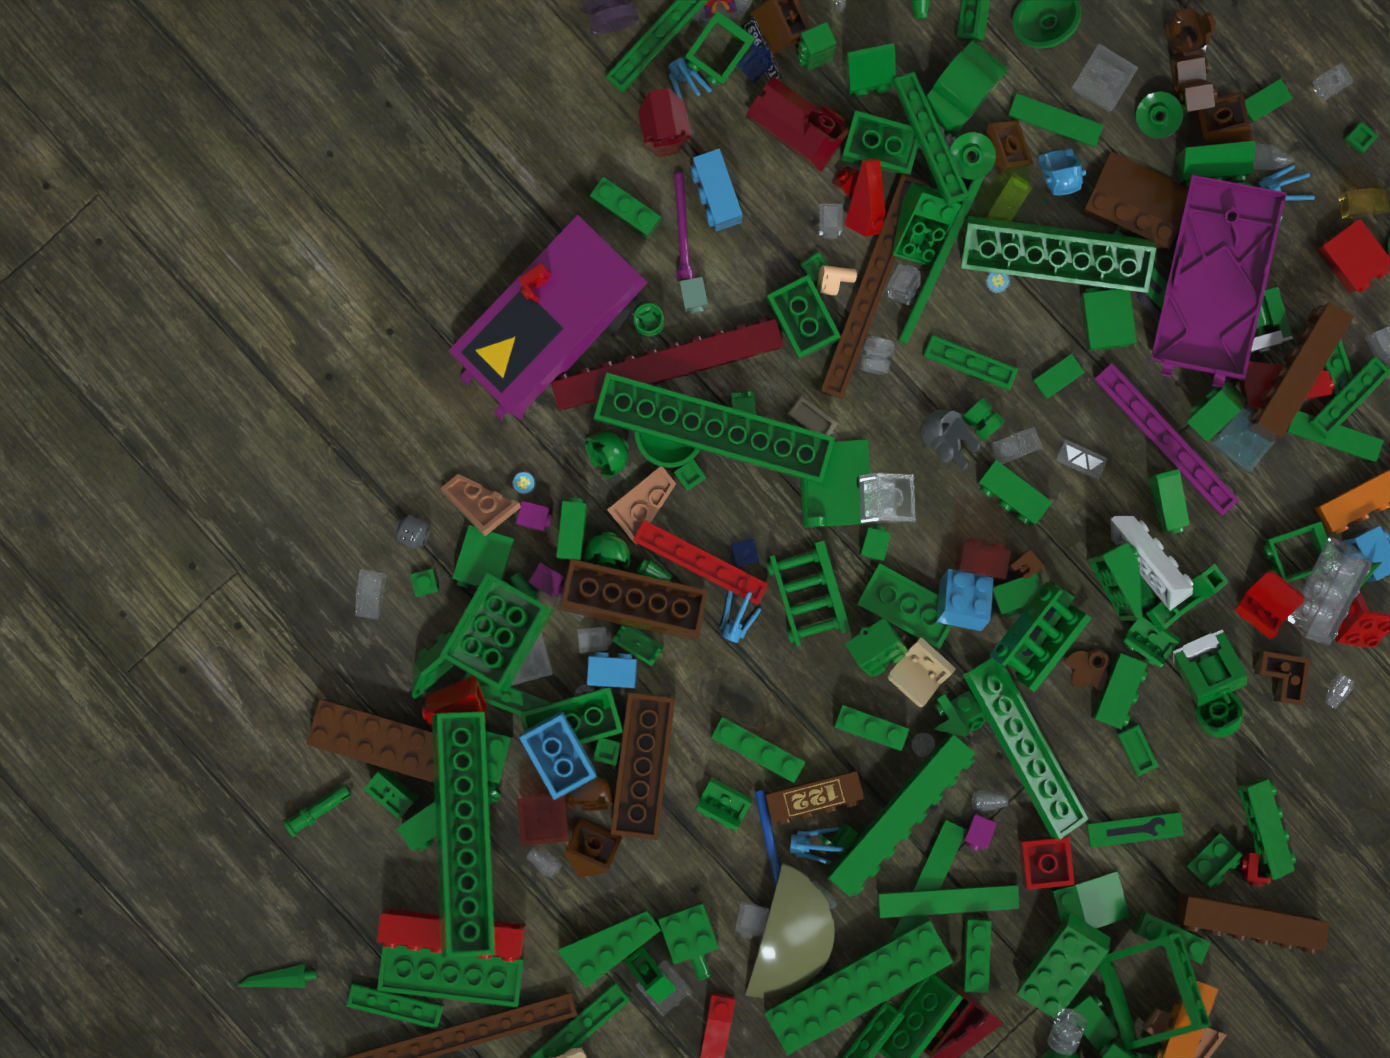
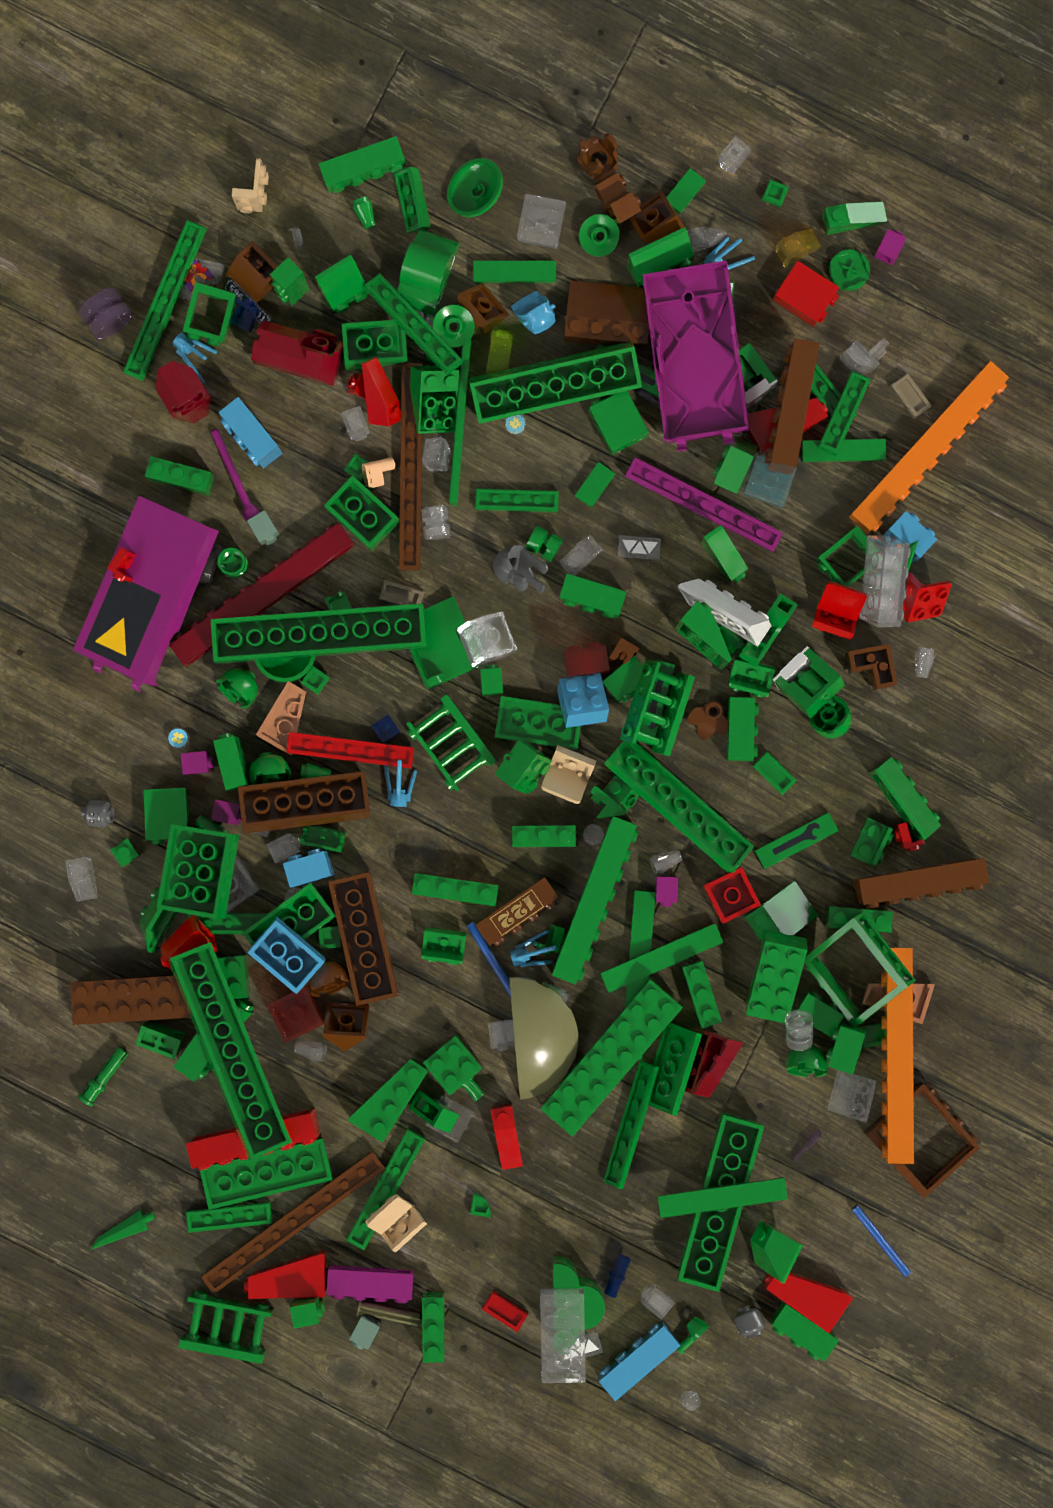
camera: 15 degrees left, 0 degrees up
(479, 505) = (146, 770): nougat wing -> none

